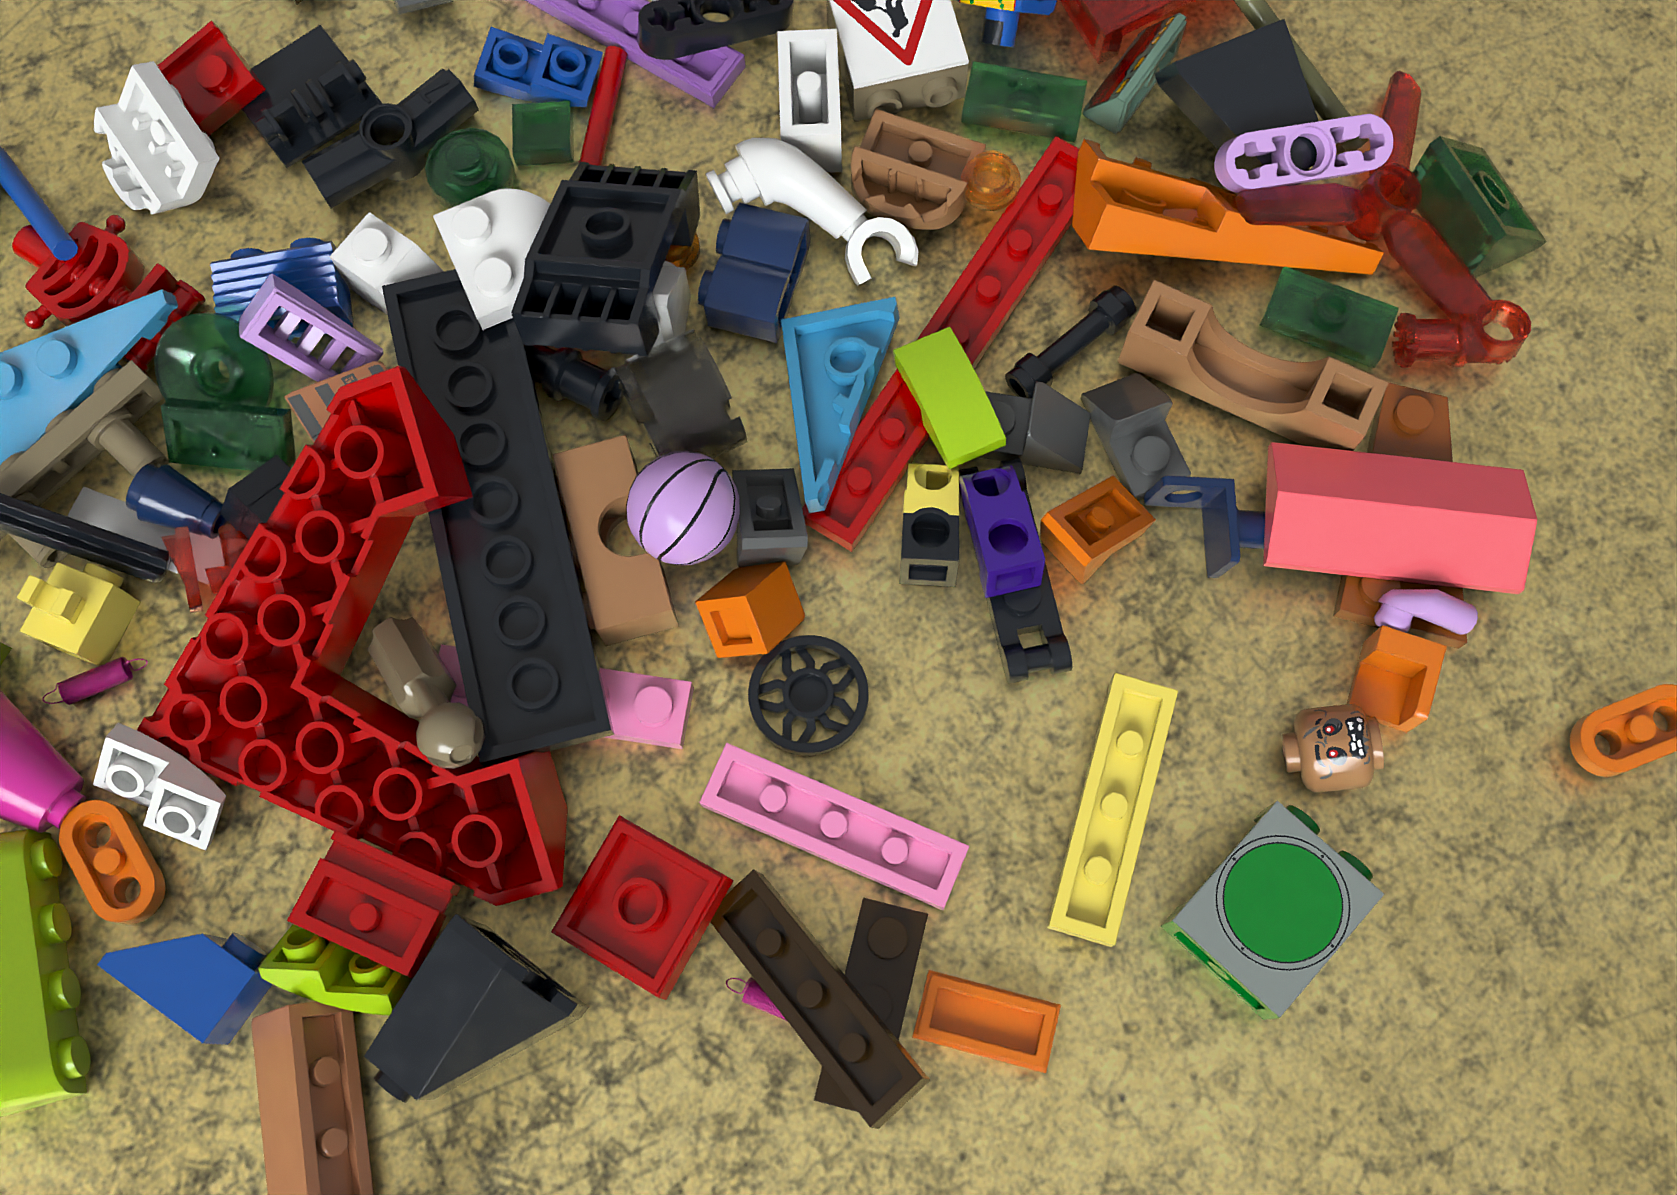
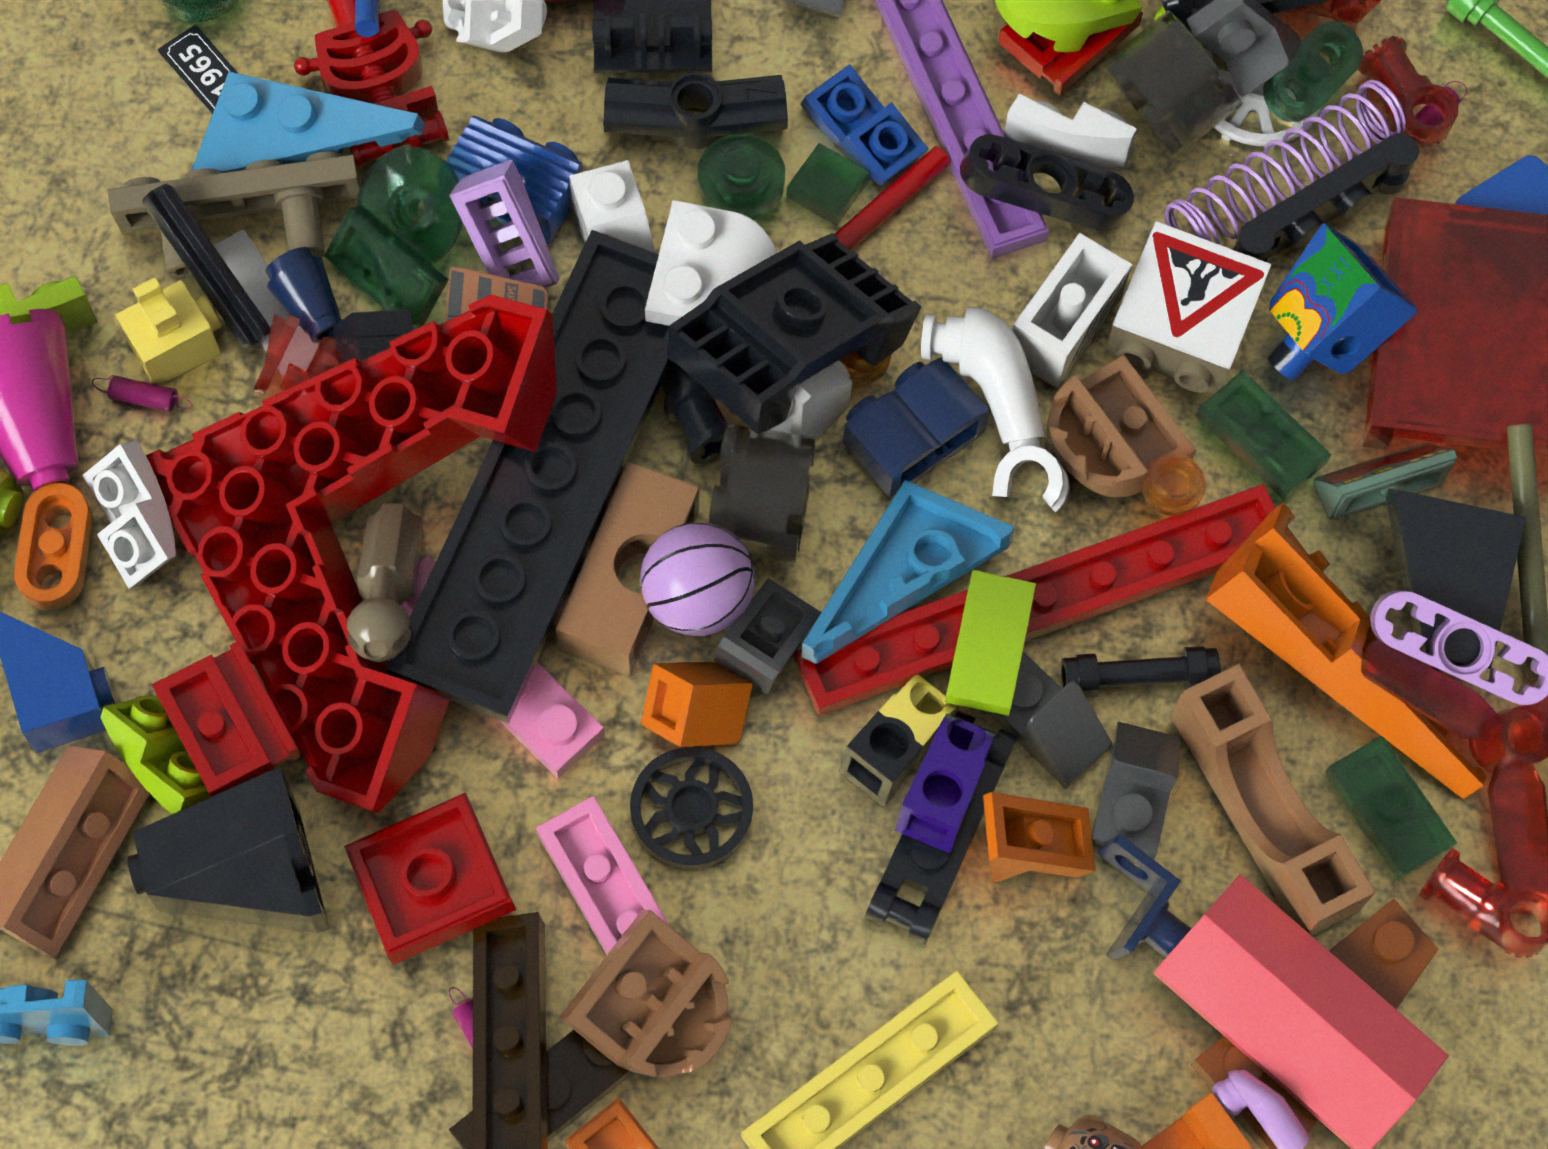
camera: 30 degrees right, 5 degrees down
(906, 875) = (653, 1002): none -> medium nougat slope

